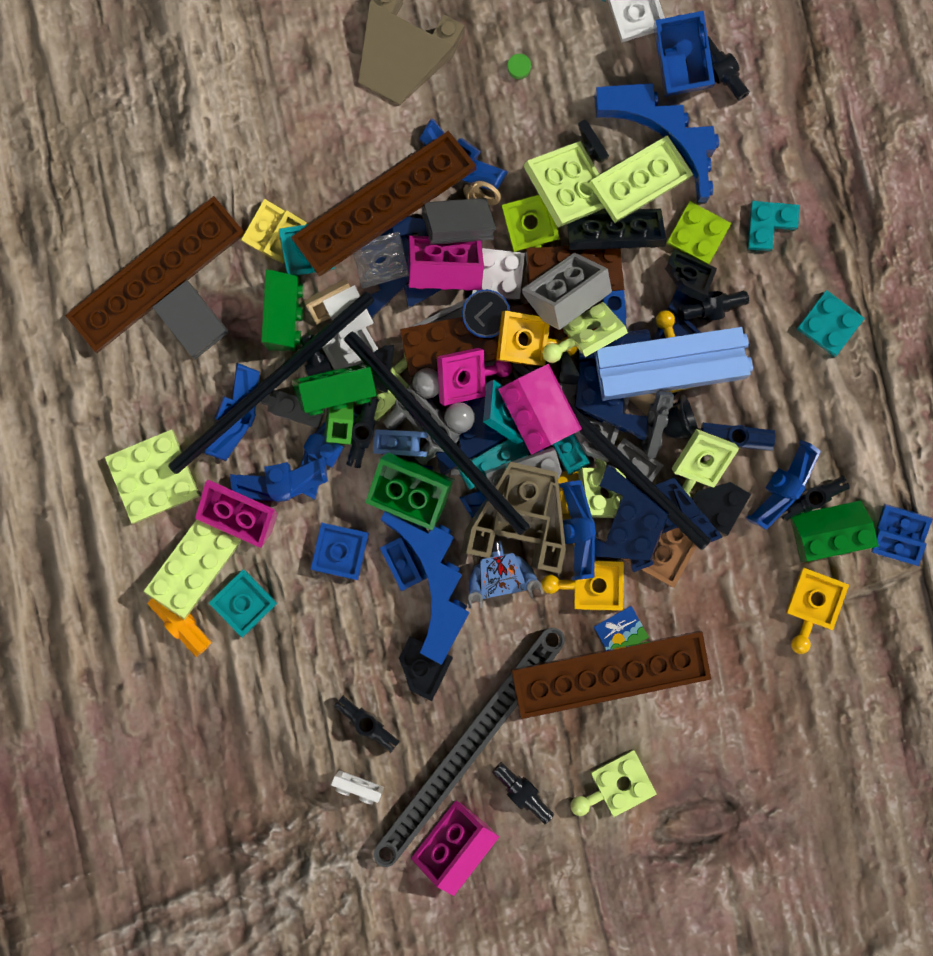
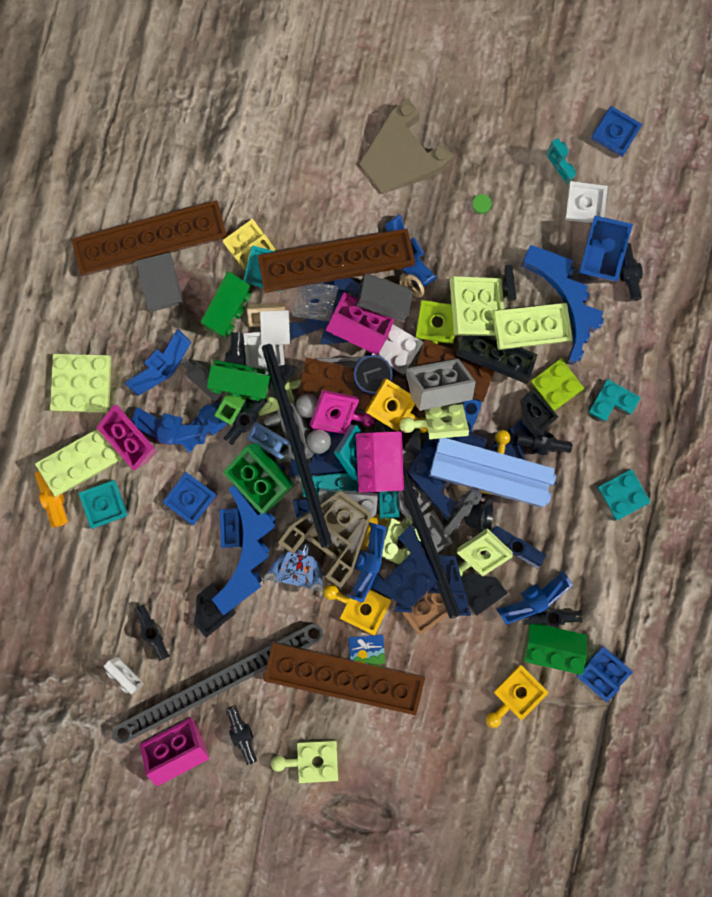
camera: 25 degrees right, 0 degrees up
(271, 383) = (195, 354): black axle -> none

